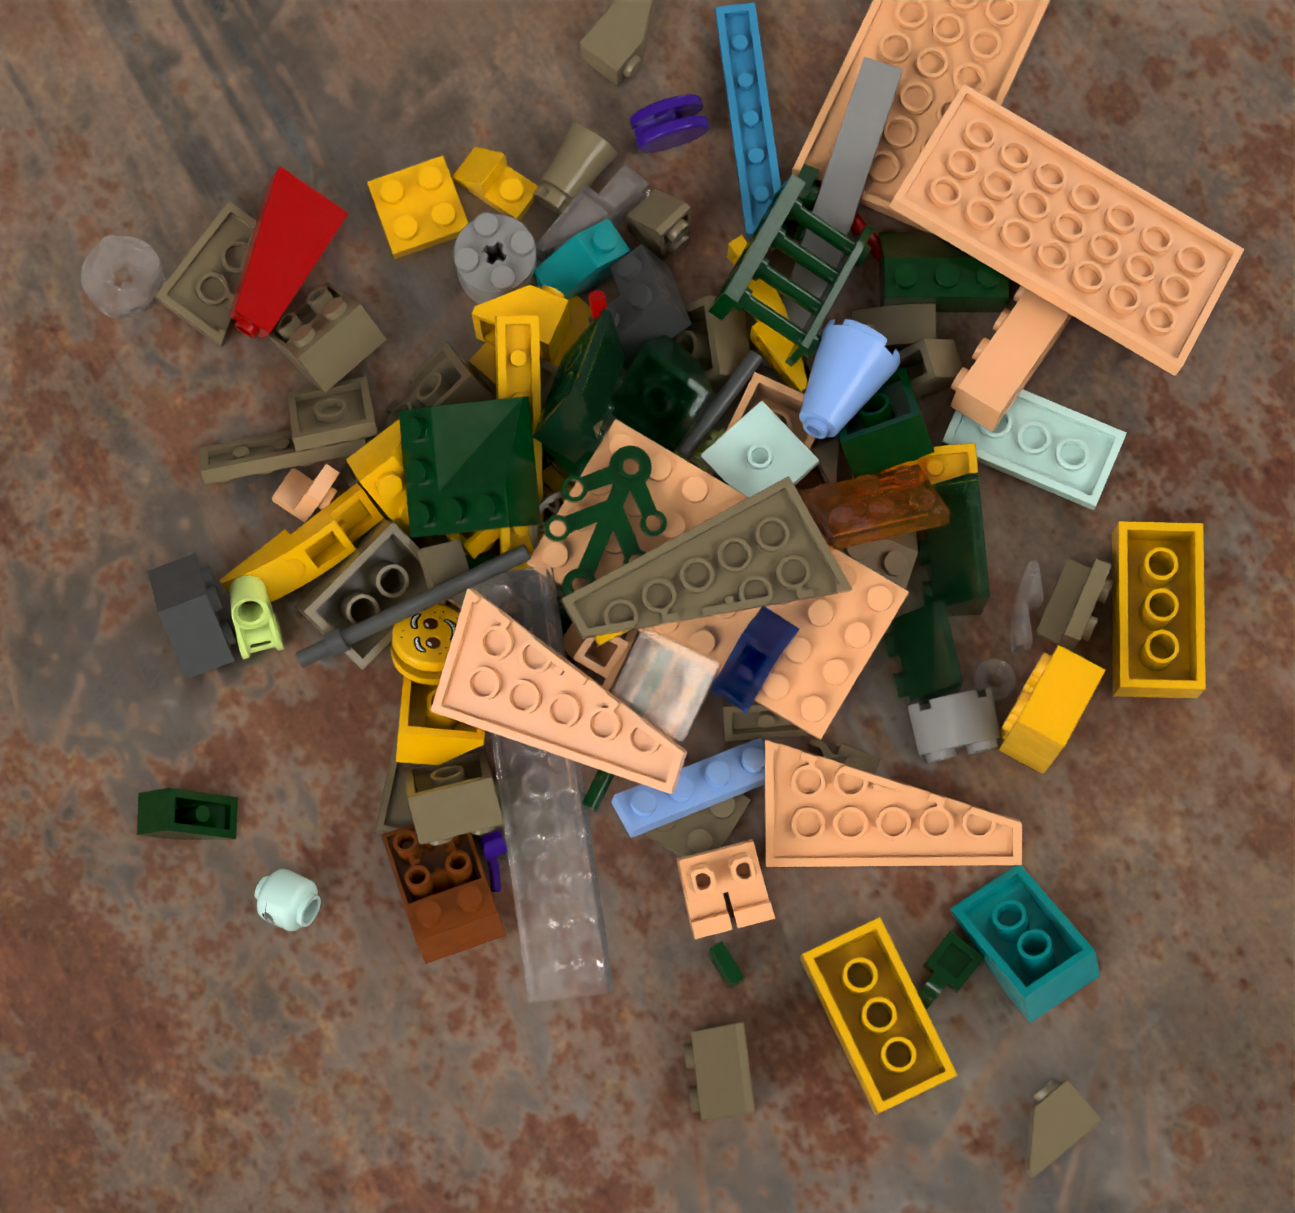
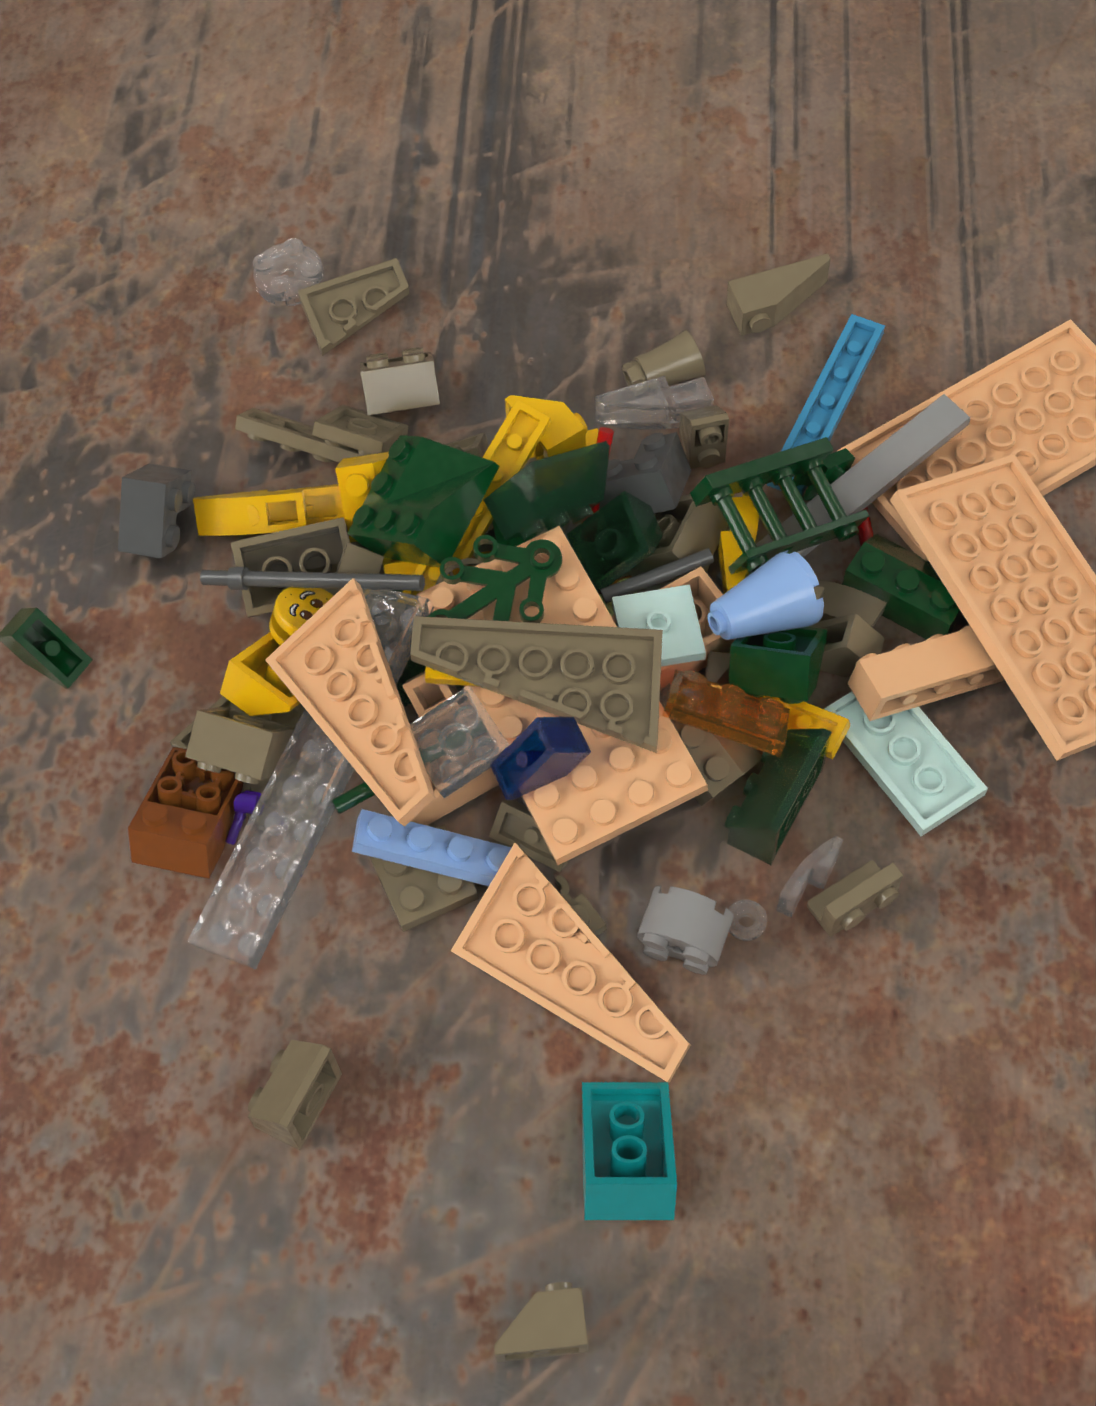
camera: 35 degrees right, 15 degrees down
(254, 623) = (193, 543): yellowish green piece -> none
(284, 248) = (409, 308): red slope -> none
(287, 900) = (66, 749): light aqua head -> none
(303, 495) = (304, 472): light nougat bracket -> none
(418, 207) = (532, 337): yellow plate -> none
(487, 239) = (563, 379): light grey brick -> none
(495, 183) = (601, 350): yellow slope -> none
(583, 260) = (631, 423): teal slope -> none
(669, 123) = (759, 369): dark purple head -> none
(719, 871) = (403, 942): light nougat hips -> none
(725, 965) = (362, 1009): dark green tile -> none
(878, 1016) = (454, 1129): yellow brick -> none
(923, 655) = (697, 853): clear green slope -> none
(950, 966) = (549, 1127): dark green plate -> none
(1049, 708) = (768, 950): yellow brick -> none
(1158, 610) = (923, 941): yellow brick -> none

